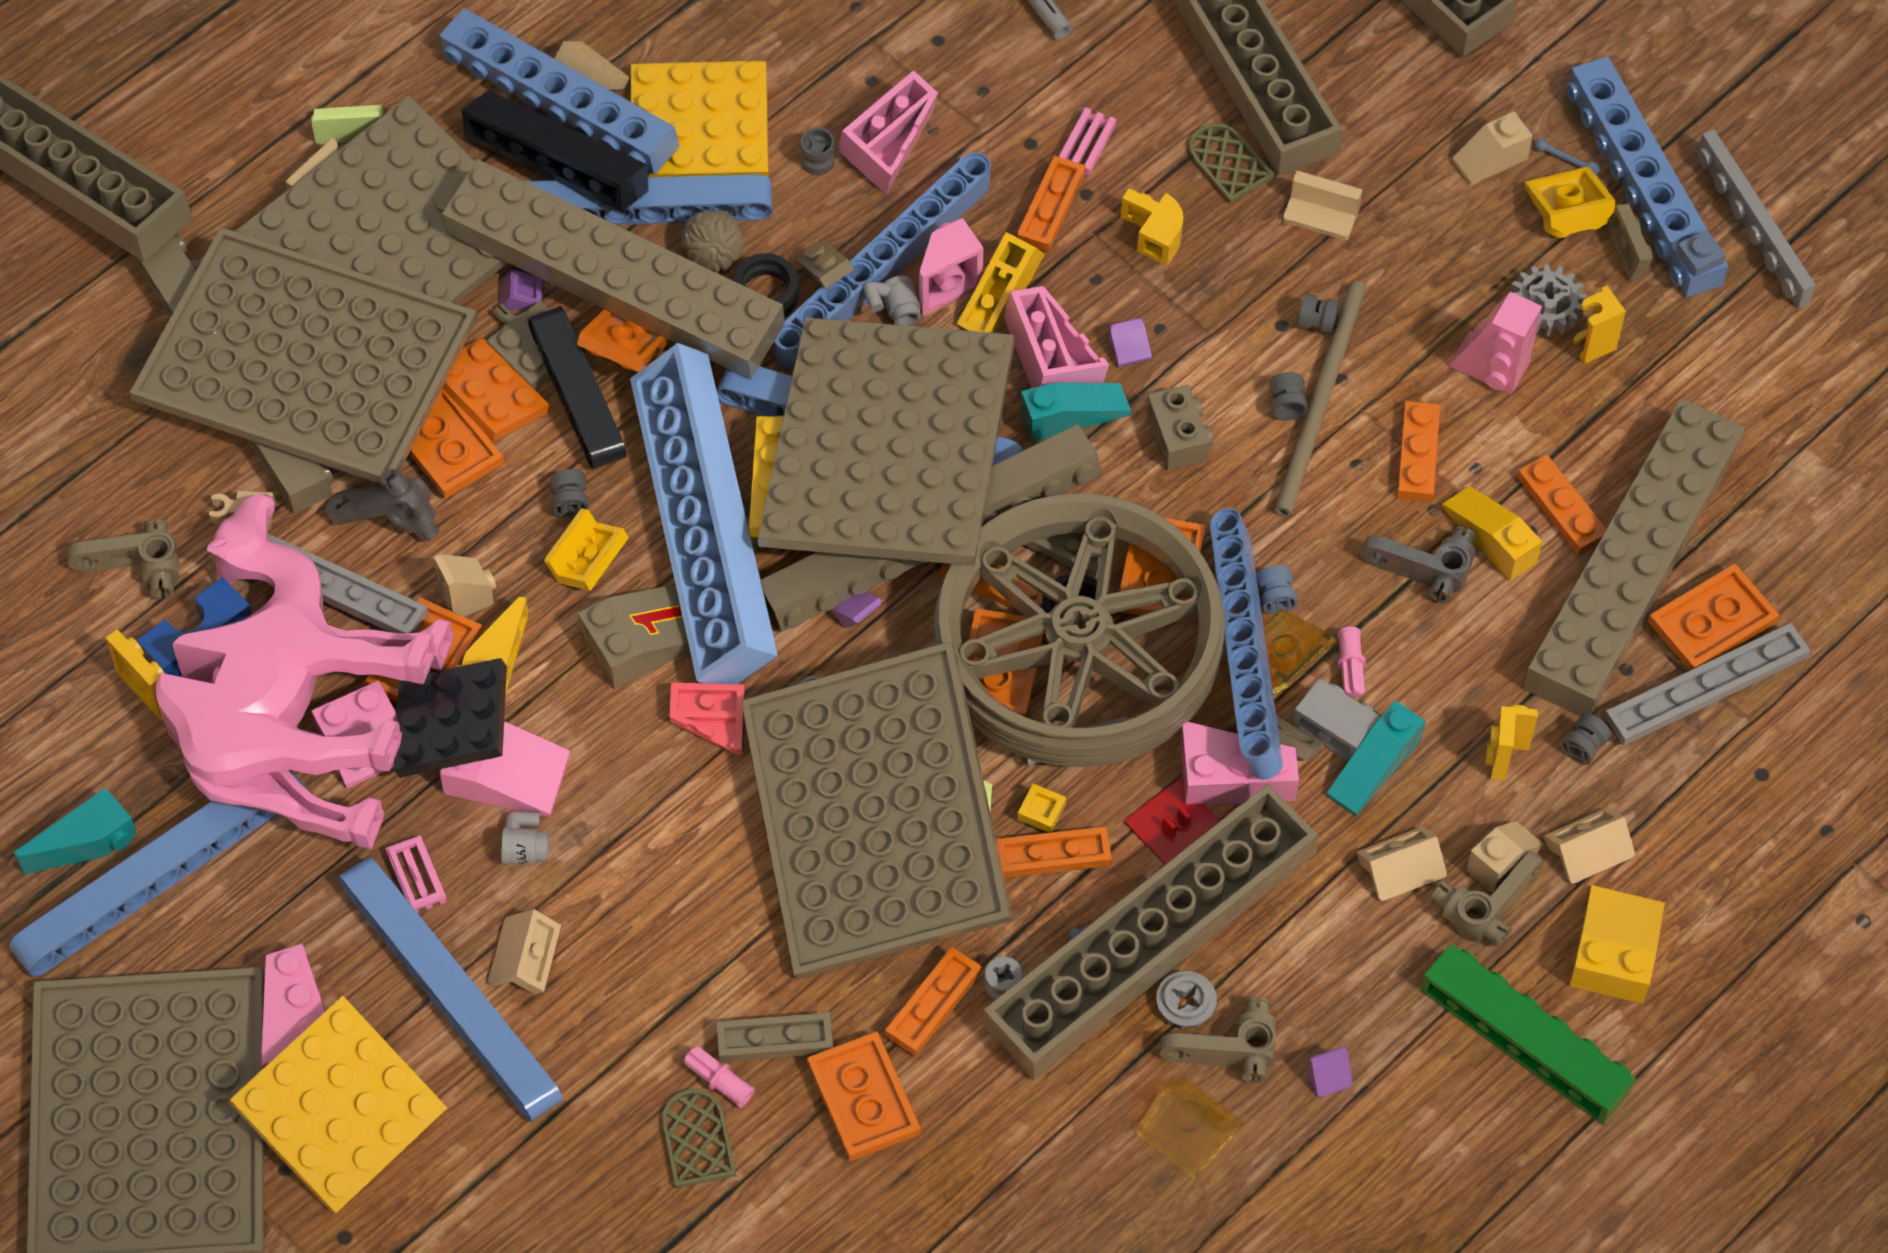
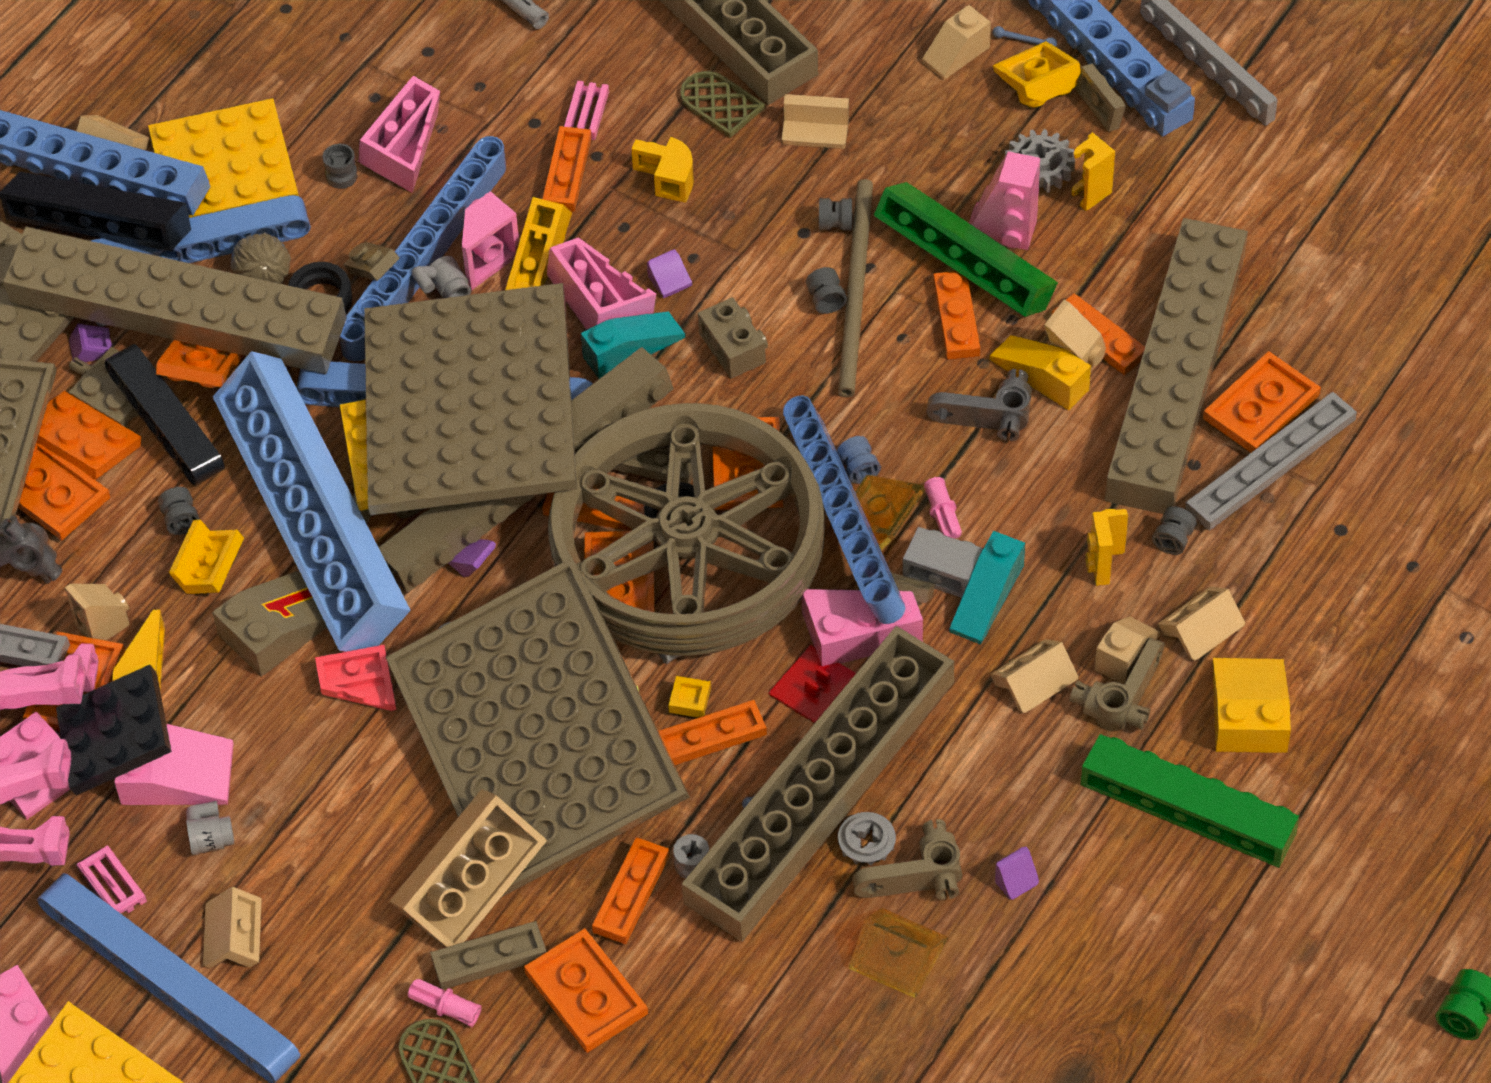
camera: 10 degrees left, 5 degrees down
(773, 945) = (468, 870): none -> tan slope
(1444, 382) = (965, 249): none -> green brick
(1534, 505) = (1073, 332): none -> tan slope

